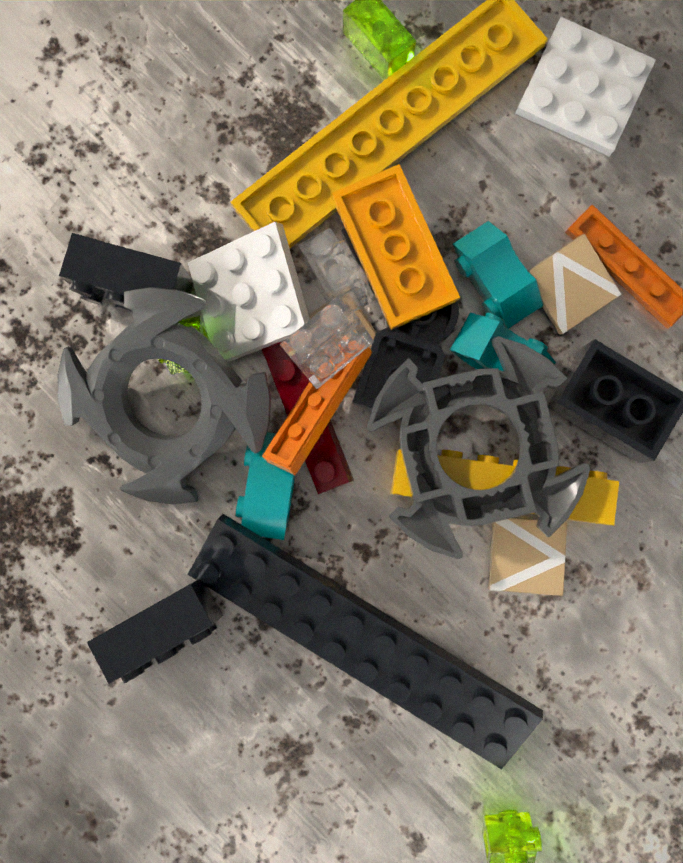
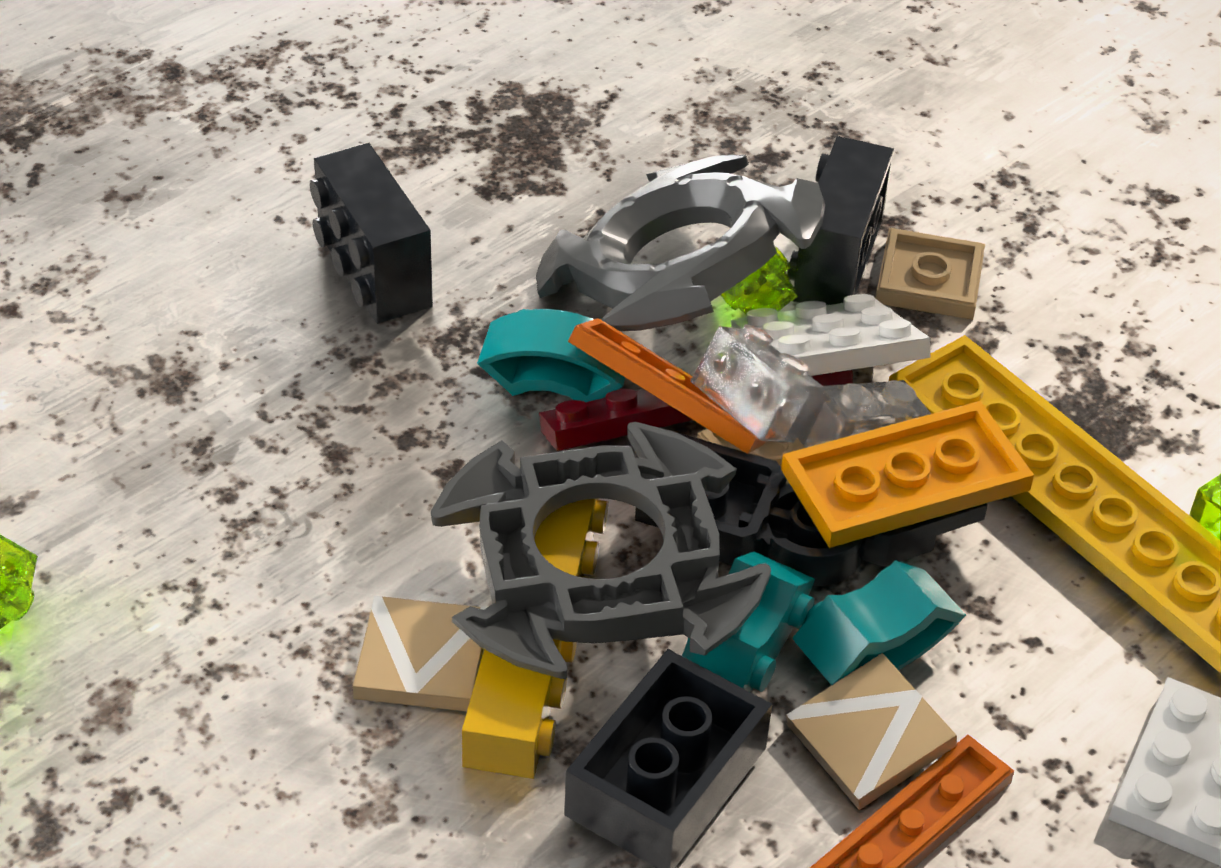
camera: 90 degrees right, 40 degrees down
(152, 220) = (930, 273): none -> tan tile
(365, 642) = (305, 453): black plate -> none

